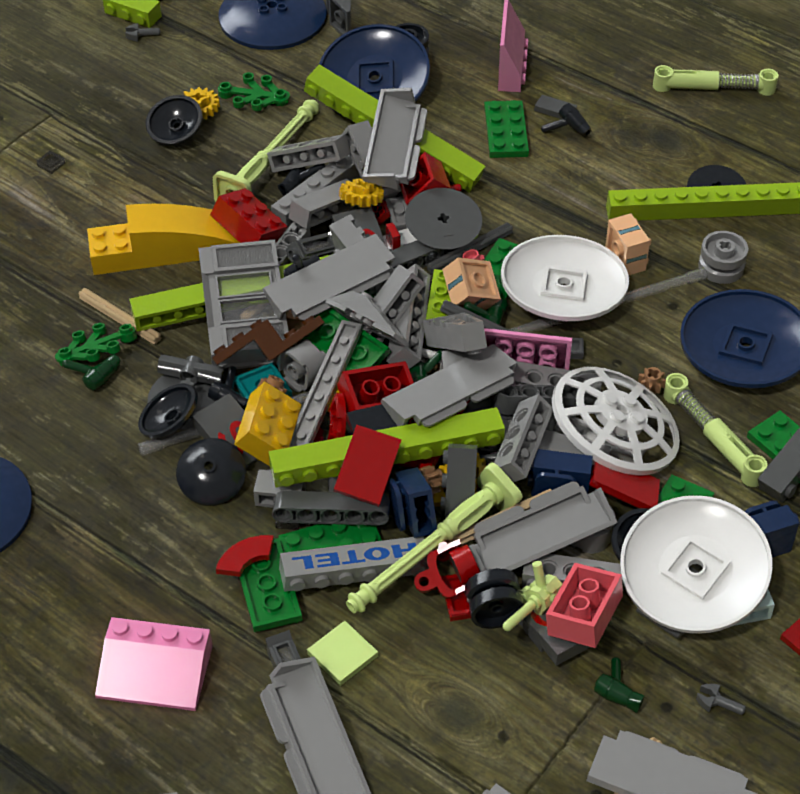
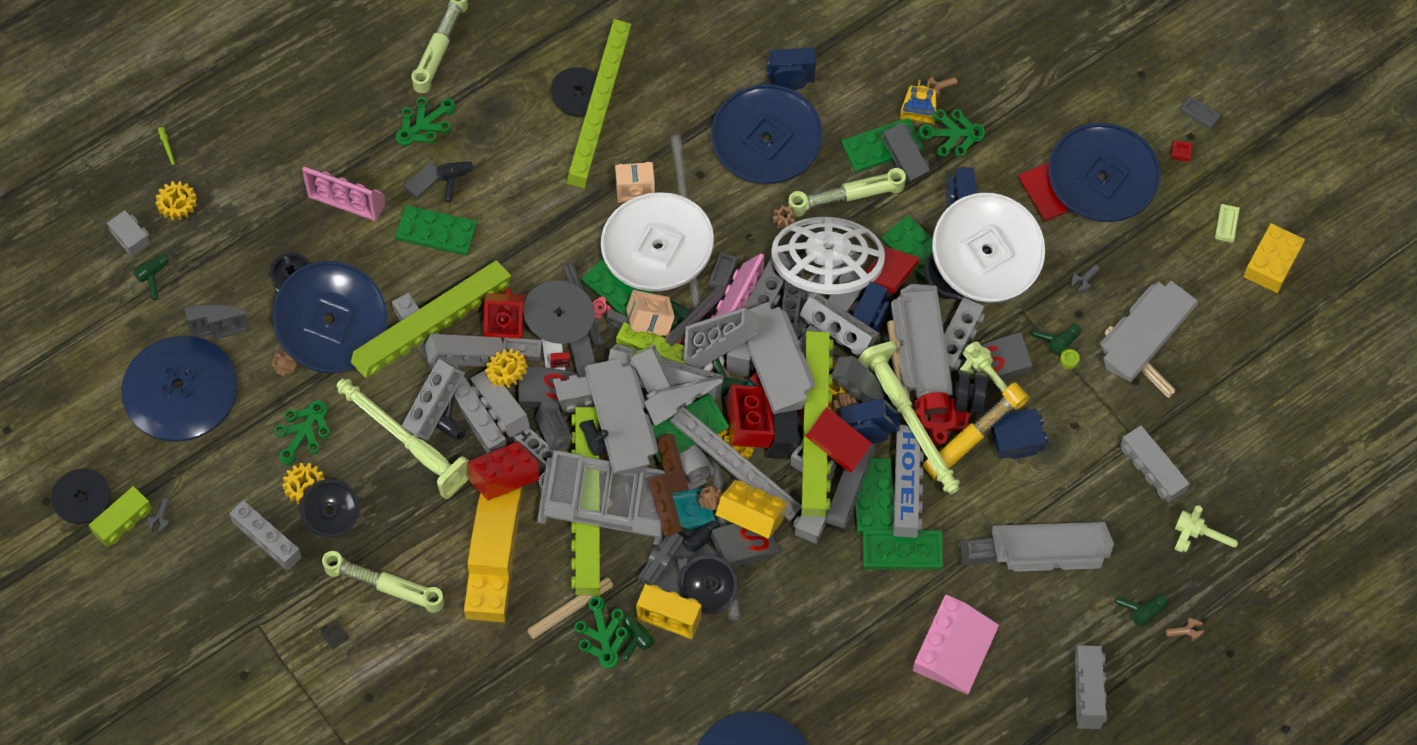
camera: 75 degrees left, 15 degrees up
(110, 178) = (385, 582): none -> yellowish green piece
(126, 384) = (669, 611): none -> yellow brick
(137, 91) = (265, 535): none -> light grey brick
(214, 485) = (773, 572): black dish -> none
(244, 553) = (875, 556): red tile -> none
(314, 60) = (283, 363): none -> medium nougat gear
(337, 417) = (767, 457): red tile -> none
(342, 653) = (978, 512): yellowish green tile -> none
(392, 146) = (453, 317): light grey slope -> none
(458, 664) = (1019, 434): none -> dark blue brick
(488, 629) = (1012, 398): none -> yellow piece
(584, 605) = (1004, 331): coral brick -> none
(595, 708) = (1069, 359): none -> lime tile
(598, 86) = (423, 124): none -> green plant
(723, 256) = (668, 116): light grey wheel -> none

